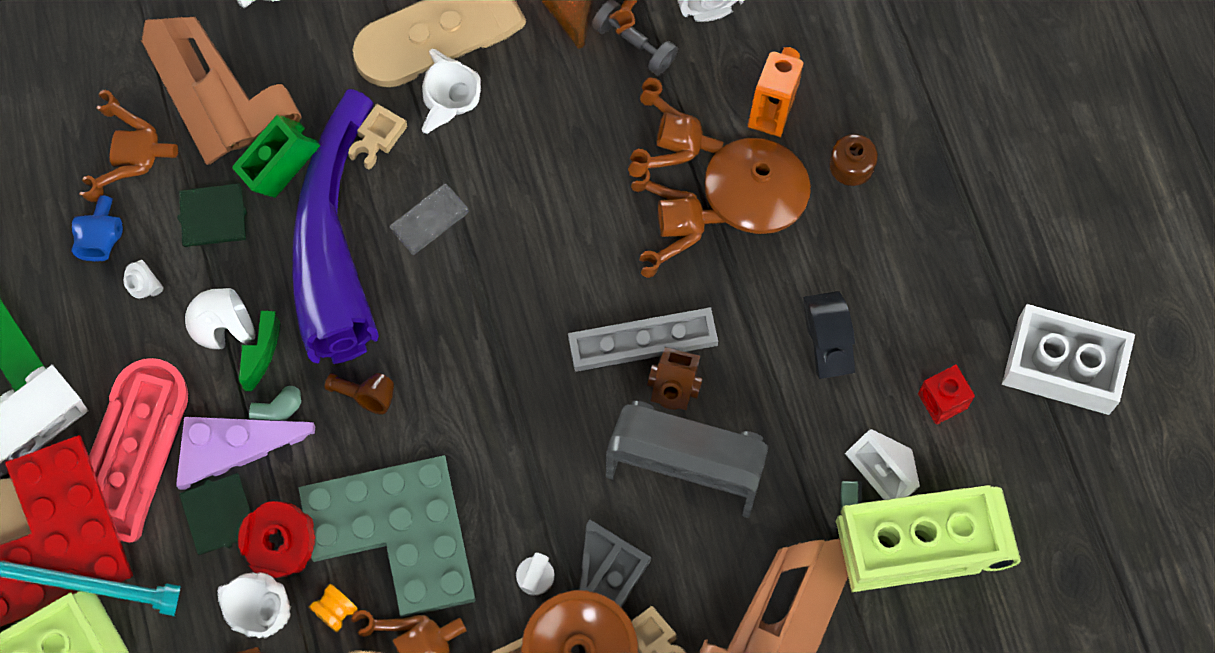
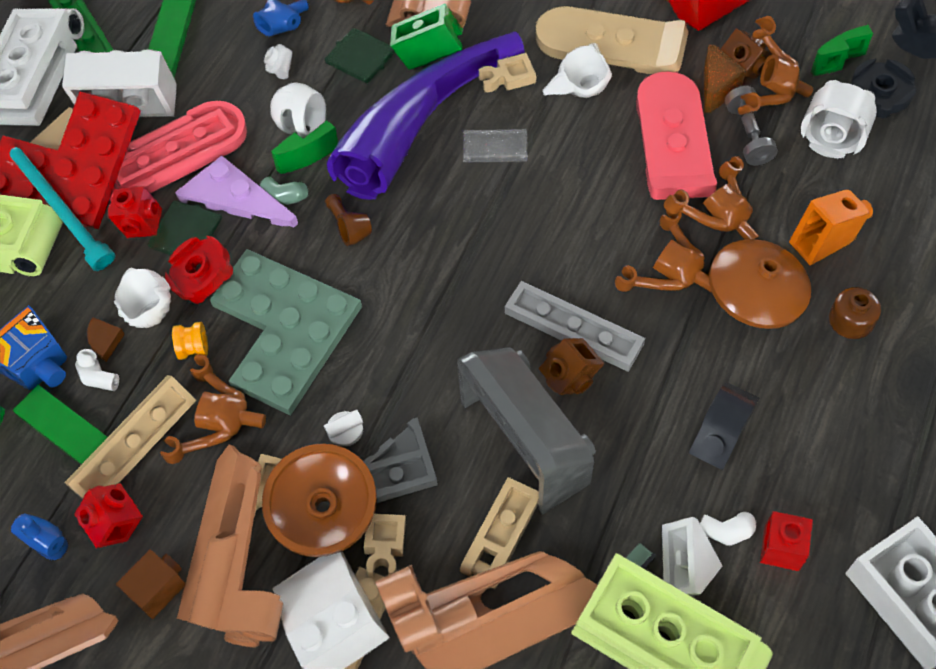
camera: 45 degrees right, 10 degrees down
(172, 529) = (135, 212): none -> red brick
(577, 94) = (674, 137): none -> coral piece
(732, 554) = (501, 527): none -> tan plate
(899, 418) = (730, 531): none -> white arm

